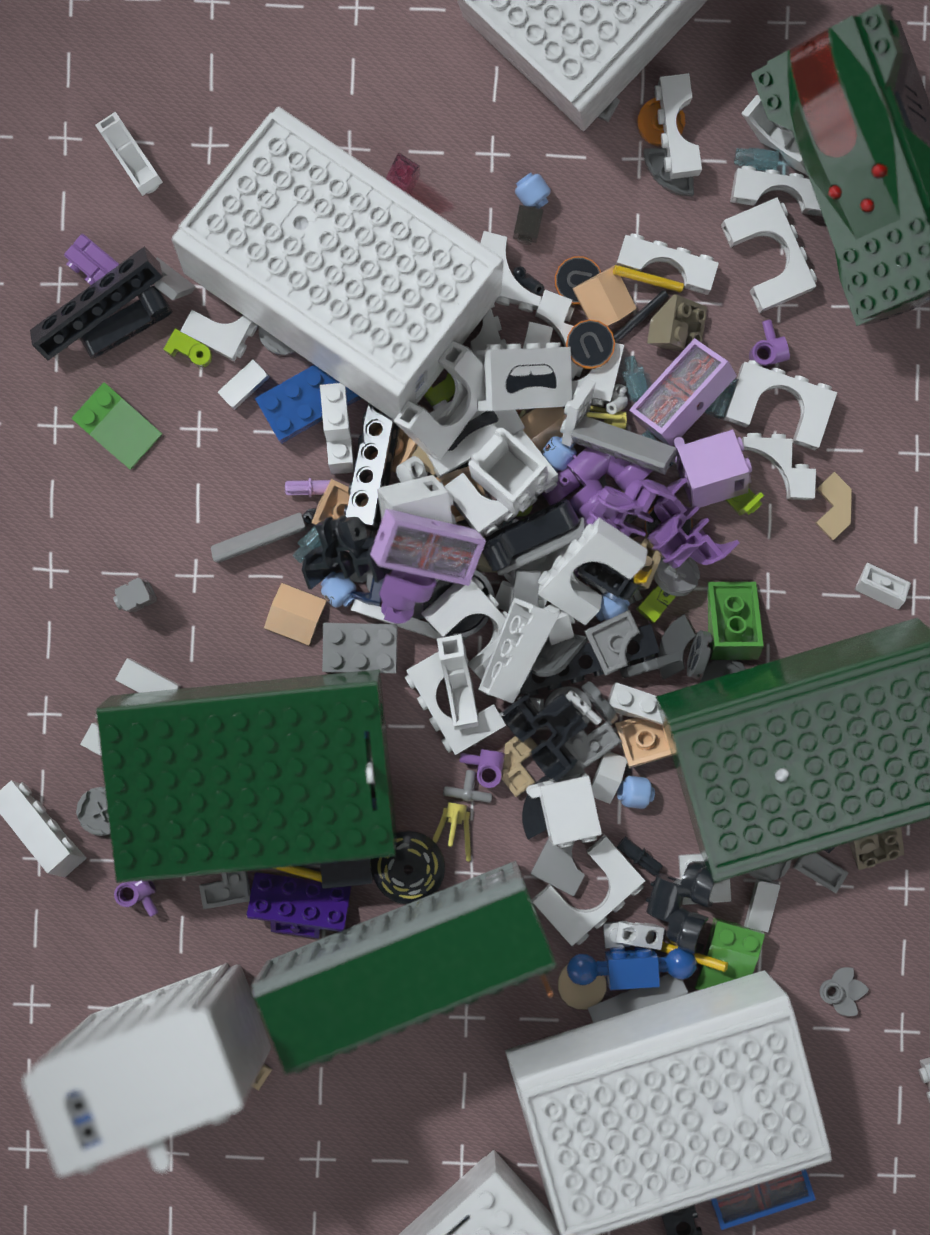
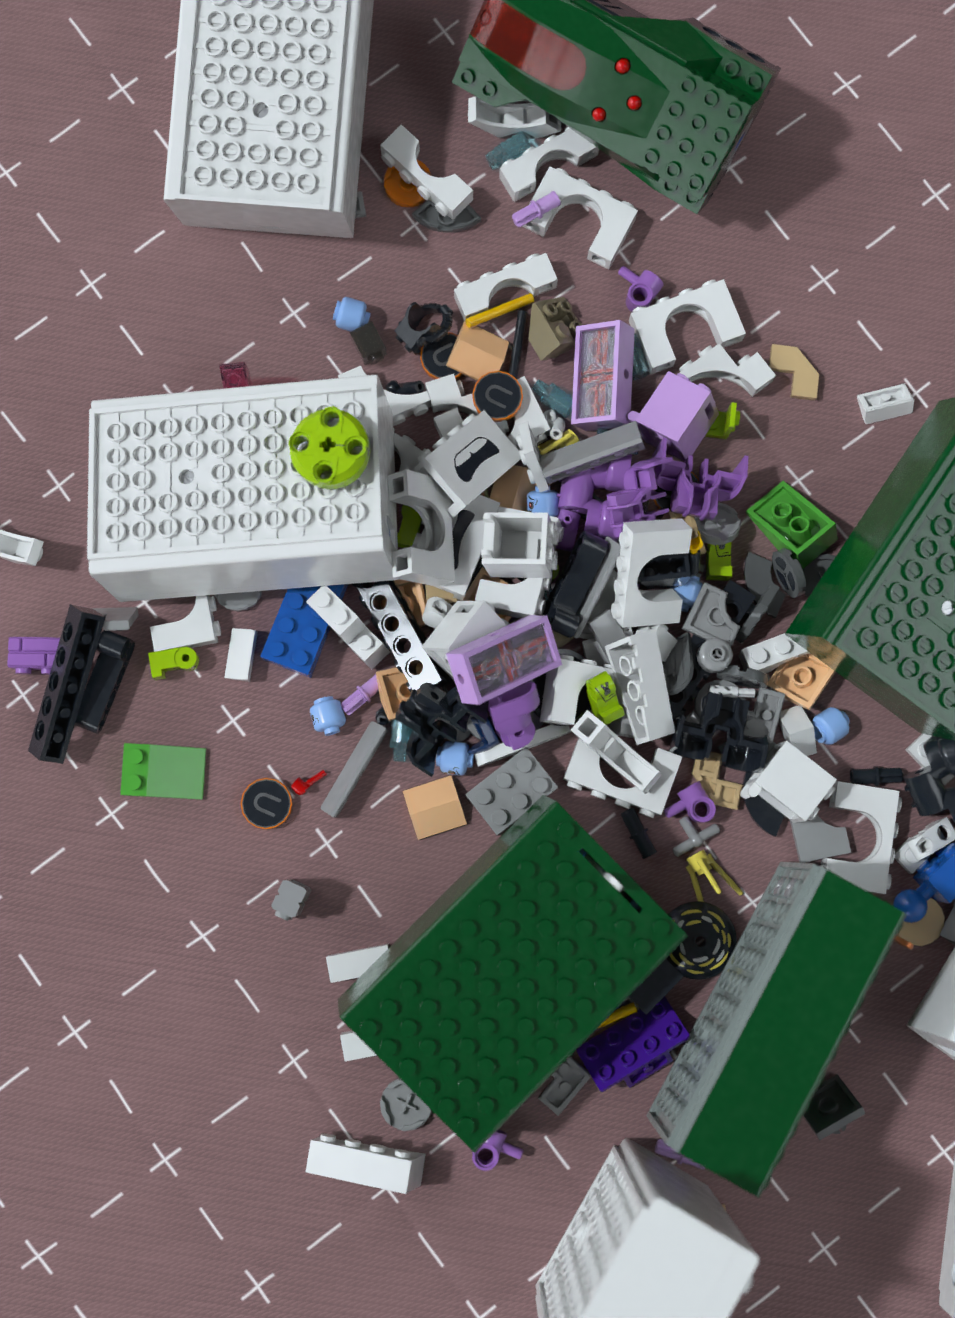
camera: 40 degrees left, 5 degrees down
(174, 510) = (266, 803): none -> black tile
(209, 519) = (300, 786): none -> red hand
(270, 482) = (327, 715): none -> light blue head
(402, 1062) = (832, 1108): none -> dark grey tile
(419, 288) = (330, 448): none -> lime piece
(429, 754) = (638, 833): none -> black axle
(481, 635) = (604, 698): none -> lime leg
(566, 236) = (414, 339): none -> black piece
(581, 667) = (722, 651): none -> light grey head
(737, 223) = (536, 209): none -> lavender axle

